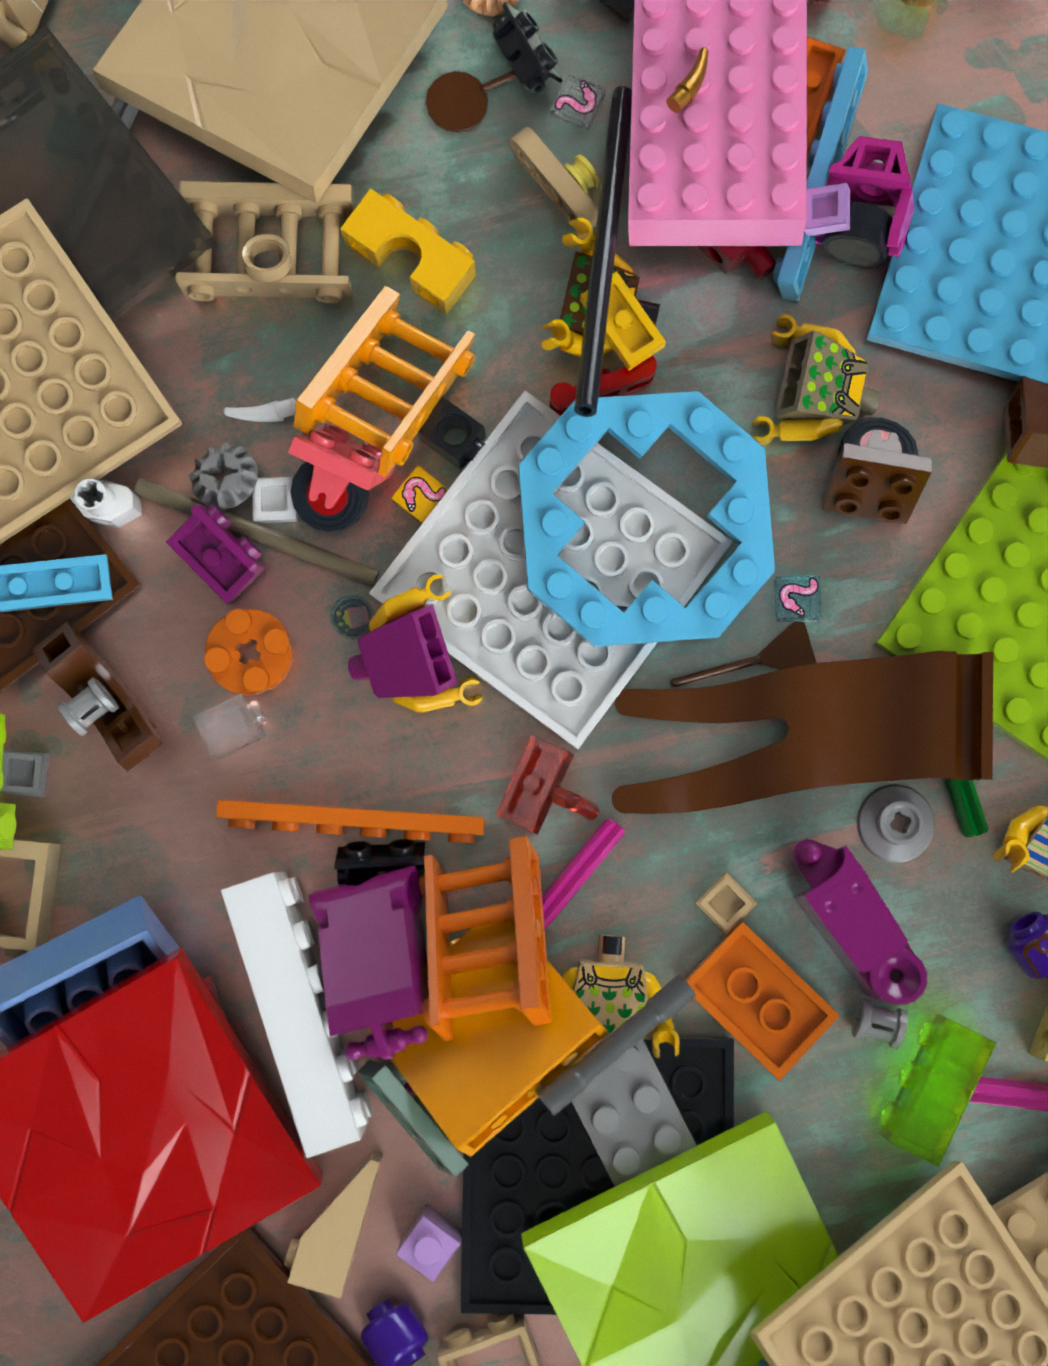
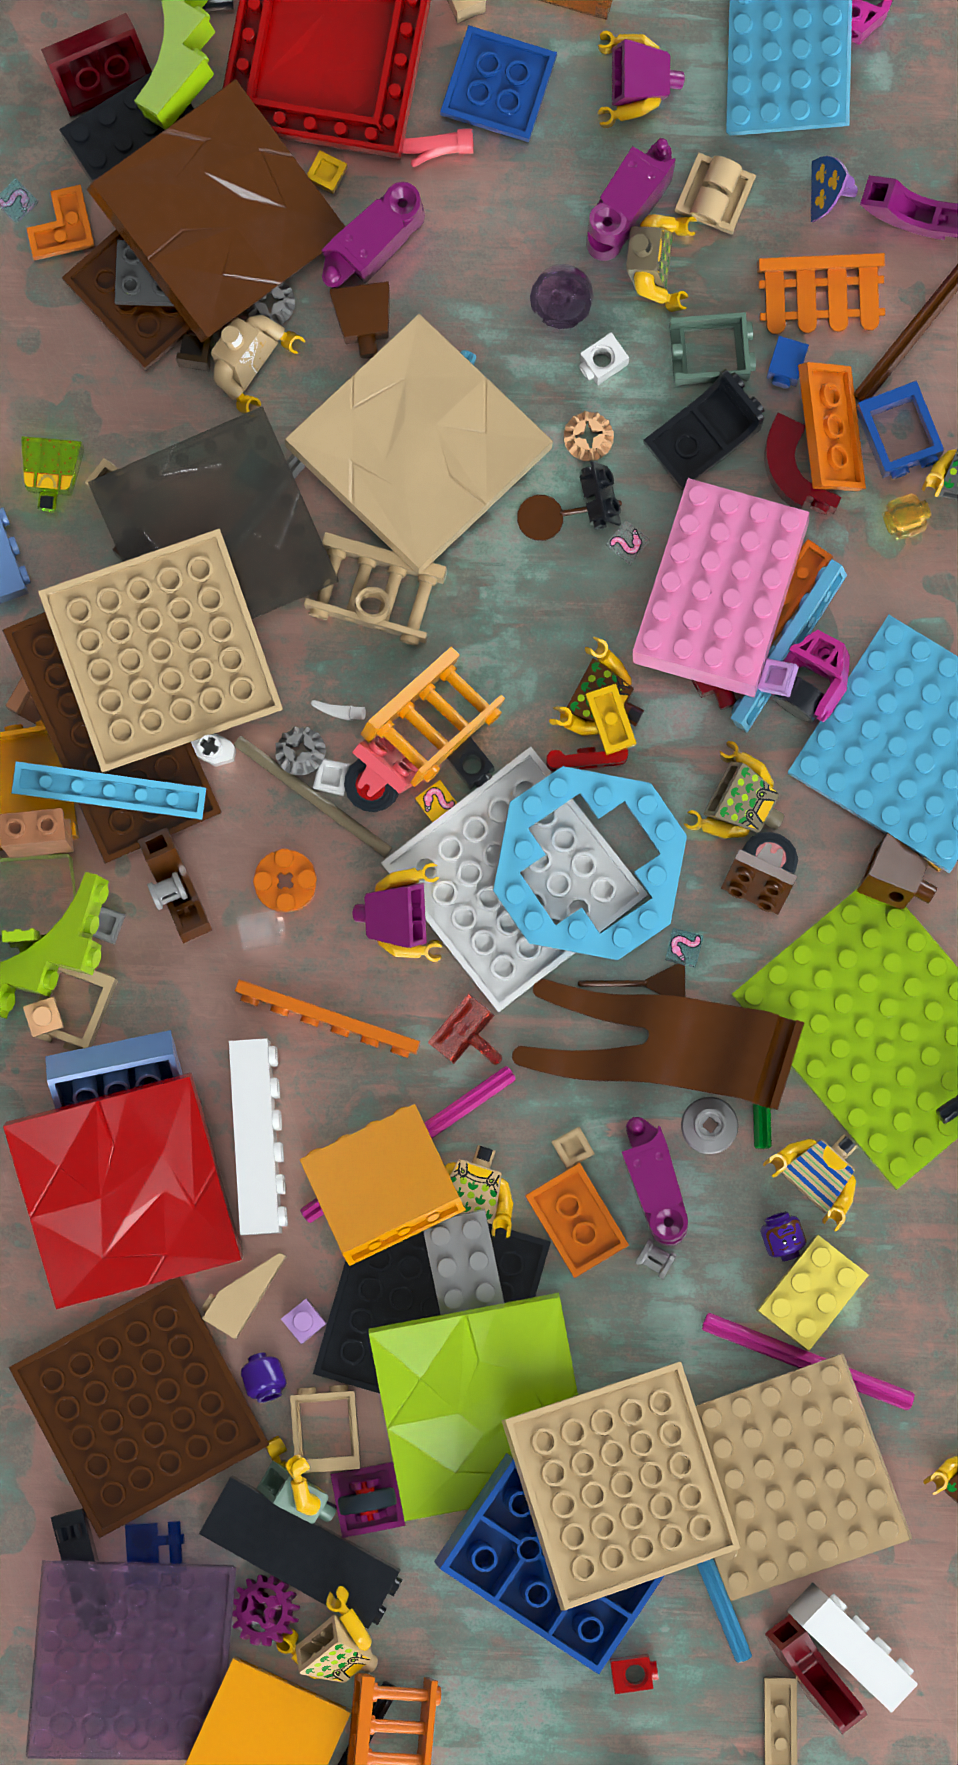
camera: 20 degrees right, 0 degrees up
(216, 553) = (281, 805): magenta bracket -> none
(351, 616) = (364, 875): clear light blue tile -> none
(363, 861) = (353, 1055): black hinge -> none
(373, 960) = (319, 1117): magenta piece -> none
(382, 227) = (460, 600): yellow arch -> none
(413, 1116) = (316, 1232): sand green plate -> none
(526, 951) = (423, 1137): orange fence -> none
(552, 177) = (594, 598): tan beam -> none
(576, 1078) = (435, 1230): dark grey piece -> none
(583, 173) = (613, 600): light yellow bush -> none
(603, 254) = (610, 666): black piece -> none
(690, 86) = (700, 569): pearl gold helmet -> none
(935, 1088) = (681, 1312): clear neon green brick -> none

